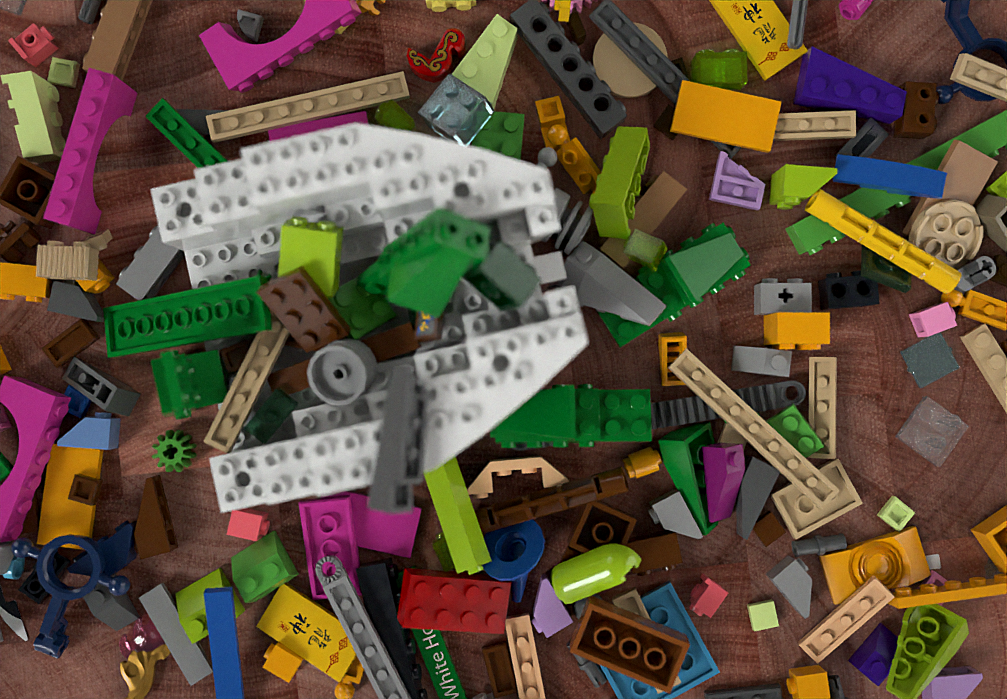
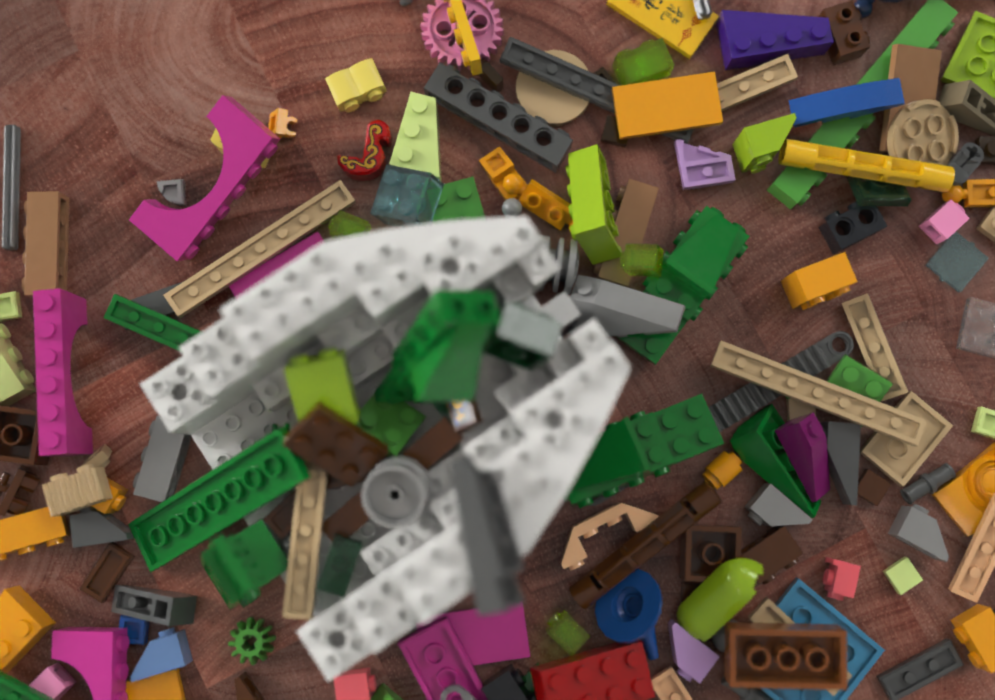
camera: 20 degrees left, 5 degrees down
(457, 517) = (565, 597): lime brick -> none
(663, 338) = (702, 359): light orange slope -> none
(761, 361) = (797, 325): light grey slope -> none
(797, 296) = (779, 265): light grey brick -> none
(866, 140) = (809, 78): dark grey slope -> none

